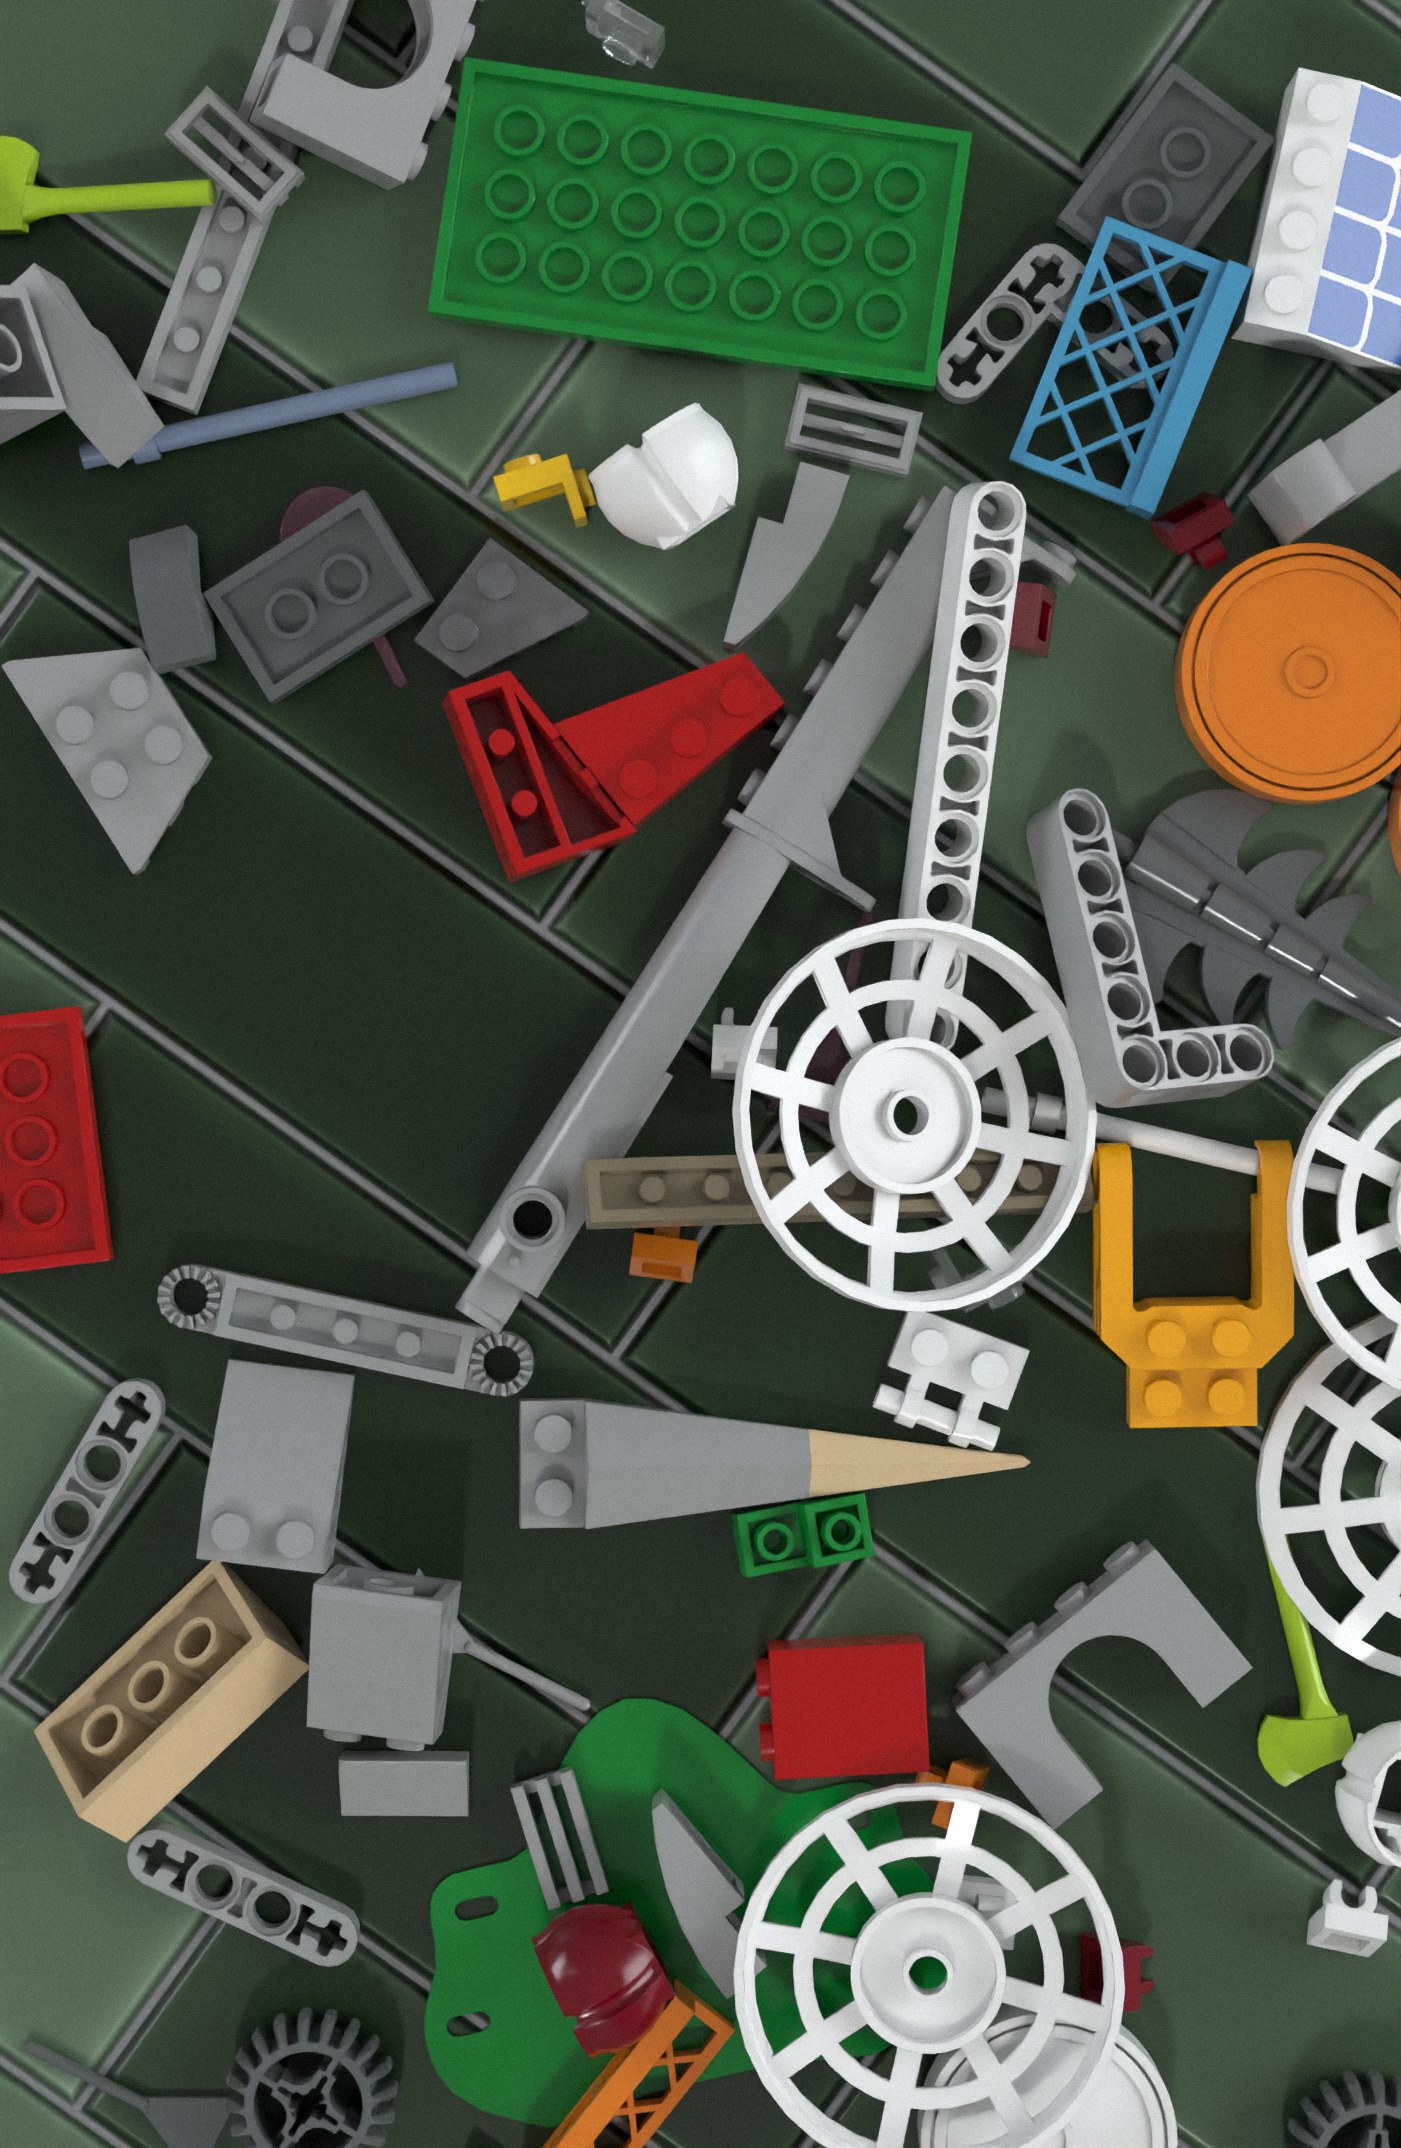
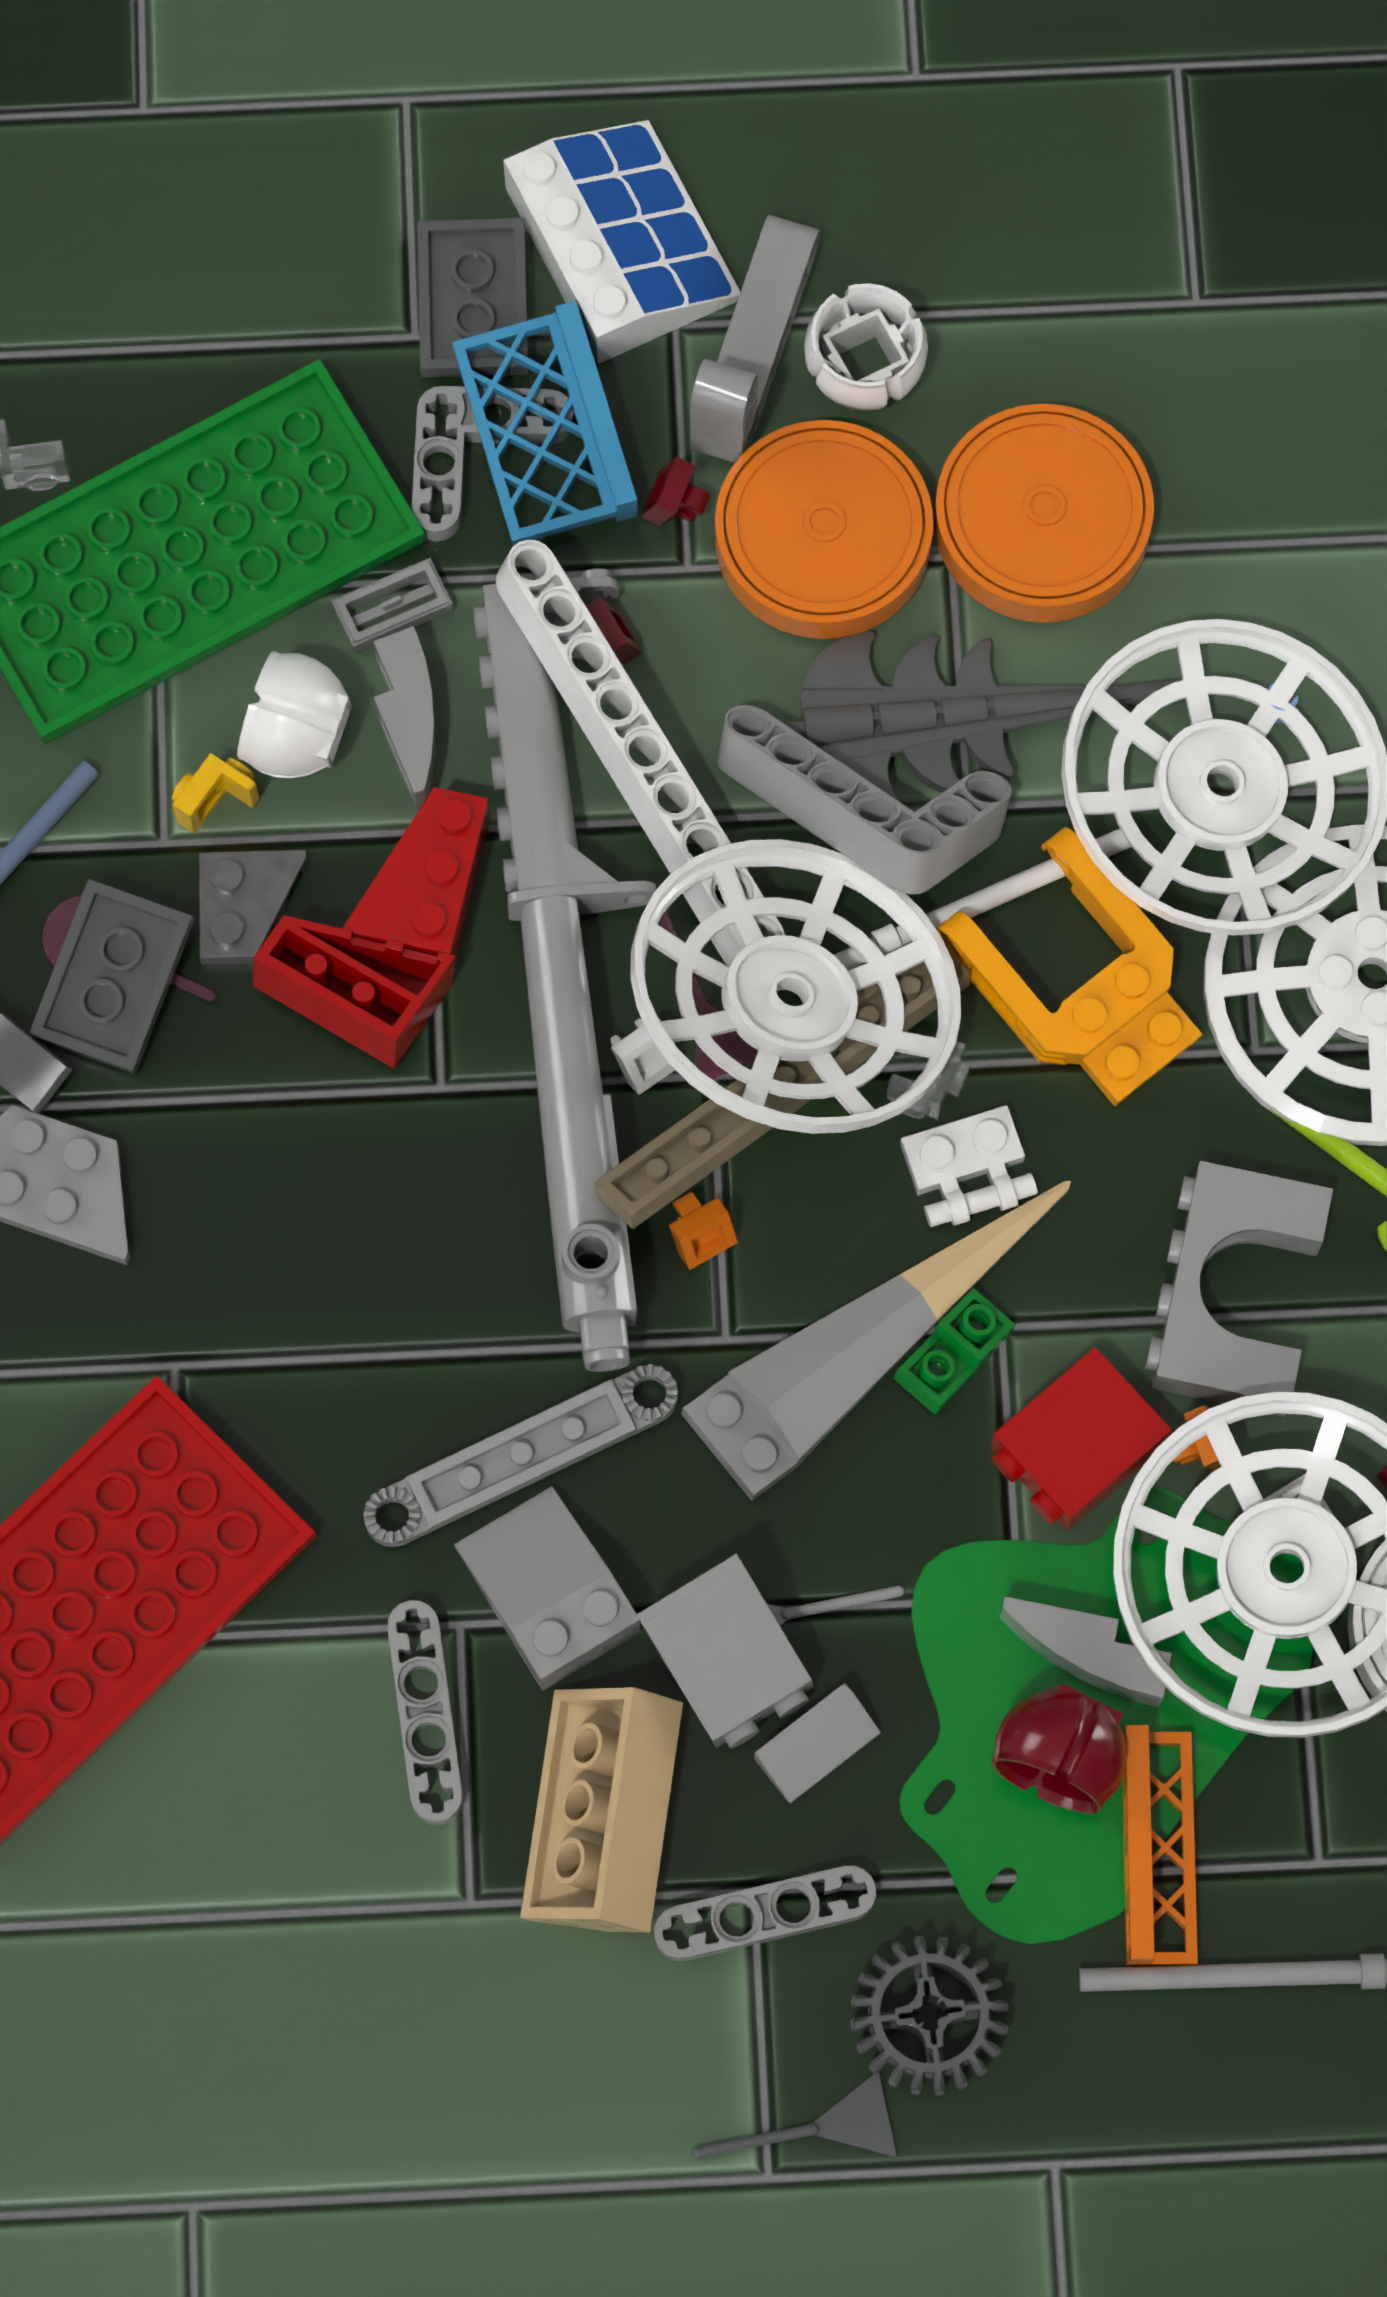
camera: 40 degrees left, 15 degrees down
(575, 1889) = (968, 1674): light grey tile -> none

